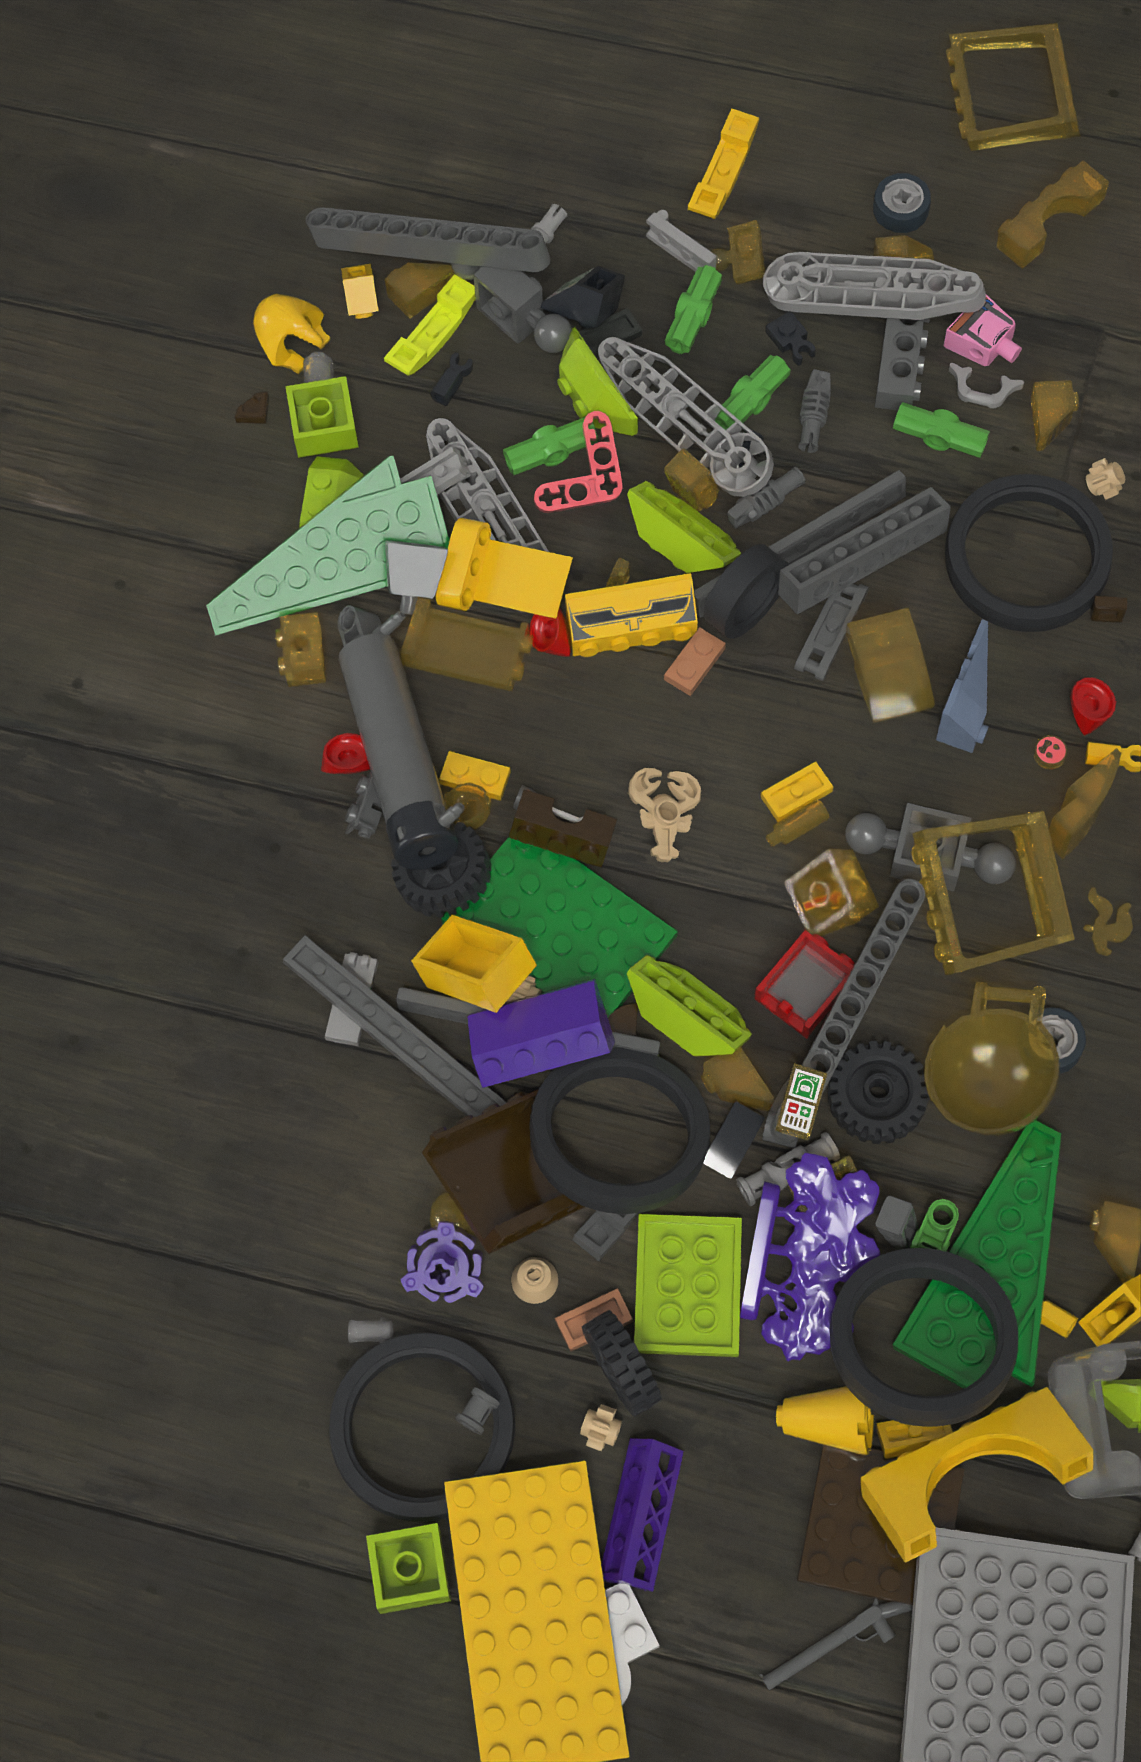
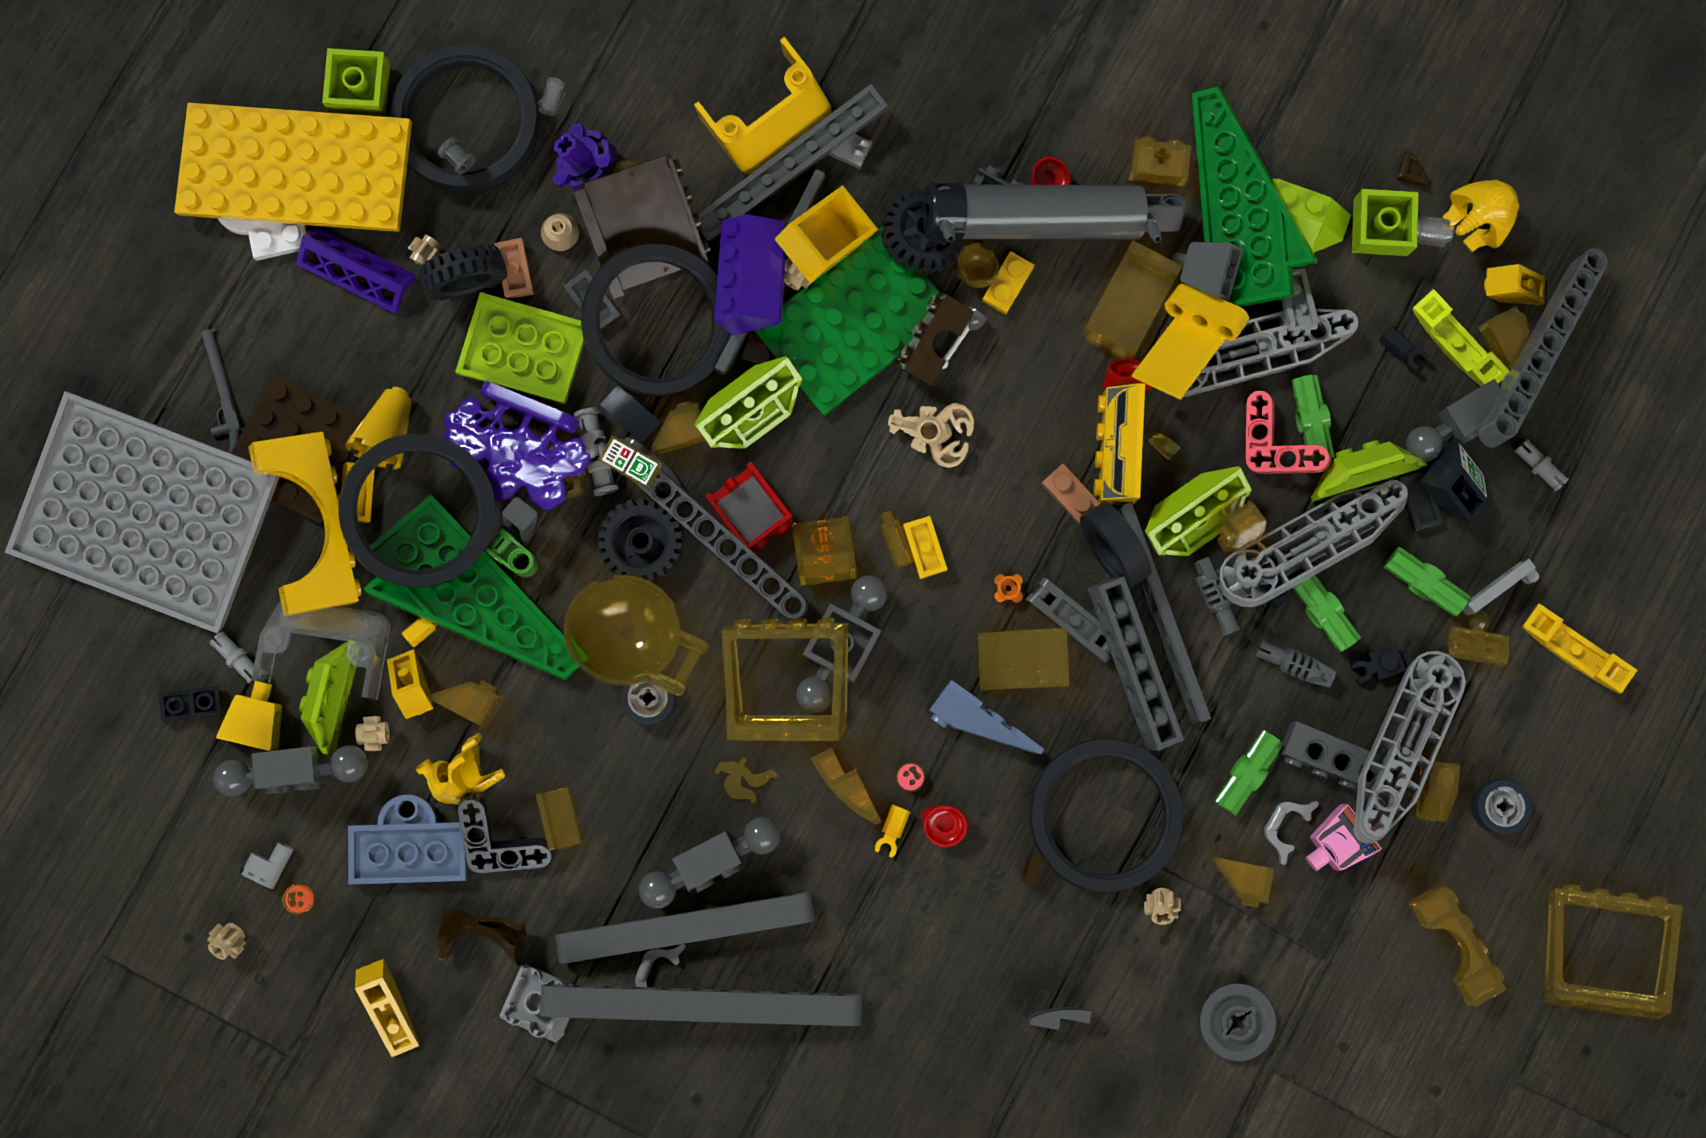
camera: 95 degrees right, 15 degrees up
(388, 1079) = (777, 128): none -> yellow windscreen
(817, 691) = (1014, 582): none -> orange plate

